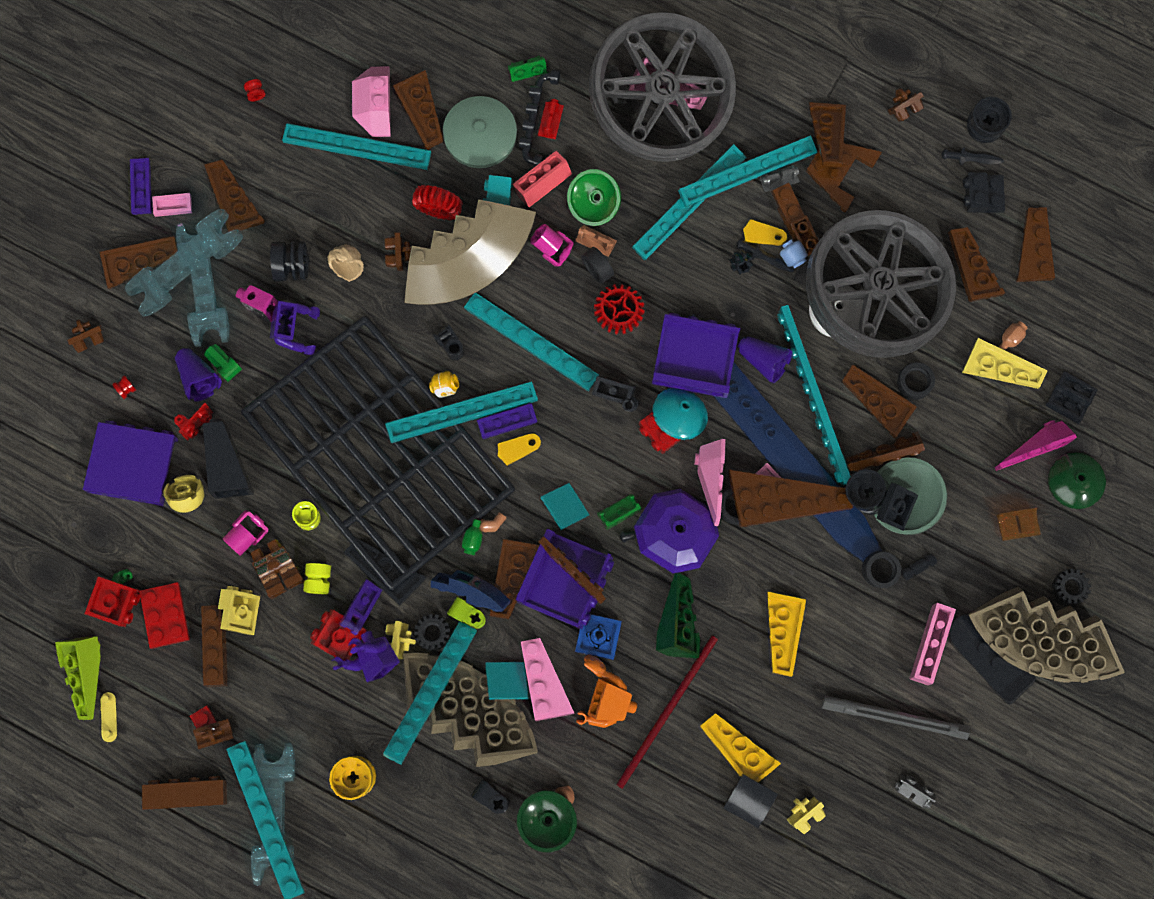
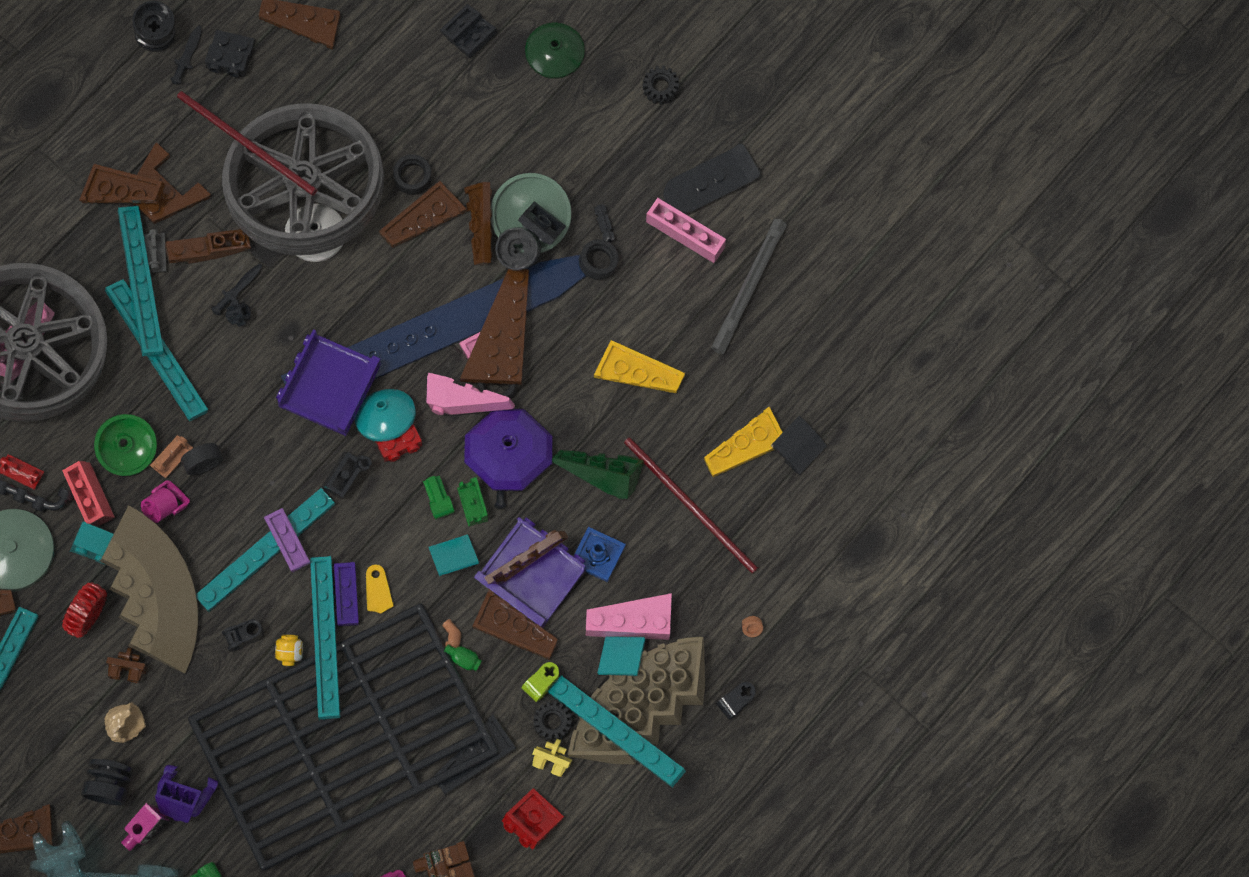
camera: 75 degrees left, 5 degrees down
(306, 515) = (395, 824): neon yellow wheel -> none
(317, 578) = (466, 827): neon yellow wheel -> none
(346, 787) = (695, 826): yellow wheel -> none
(361, 607) = (508, 787): dark purple plate -> none
(374, 657) = (567, 785): dark purple torso -> none
(477, 591) = (521, 662): dark blue slope -> none
(533, 824) = (788, 645): dark green dish -> none
(542, 357) = (287, 540): none -> medium lavender tile
(609, 699) = (665, 555): orange torso -> none
(611, 482) = (439, 501): none -> green piece
(625, 312) = (260, 443): red gear -> none
(763, 234) = (212, 284): yellow piece -> none
(765, 357) = (347, 315): dark purple cone -> none
(793, 253) = (243, 258): light blue head -> none
(804, 811) = (821, 395): light yellow hips -> none
(816, 402) = (393, 278): teal plate -> none
(897, 226) = (247, 143): none -> dark red piece
(913, 101) = (107, 103): reddish brown hips -> none
(922, 794) = (830, 280): dark grey hinge -> none
(975, 273) = (319, 85): reddish brown wing -> none
(1001, 365) = (418, 87): light yellow wing -> none
(1013, 335) = (390, 68): nougat plant -> none
(1028, 524) = (585, 107): clear orange piece -> none
(1046, 641) = (707, 123): dark tan brick -> none
(1047, 439) = (506, 66): dark pink wedge -> none

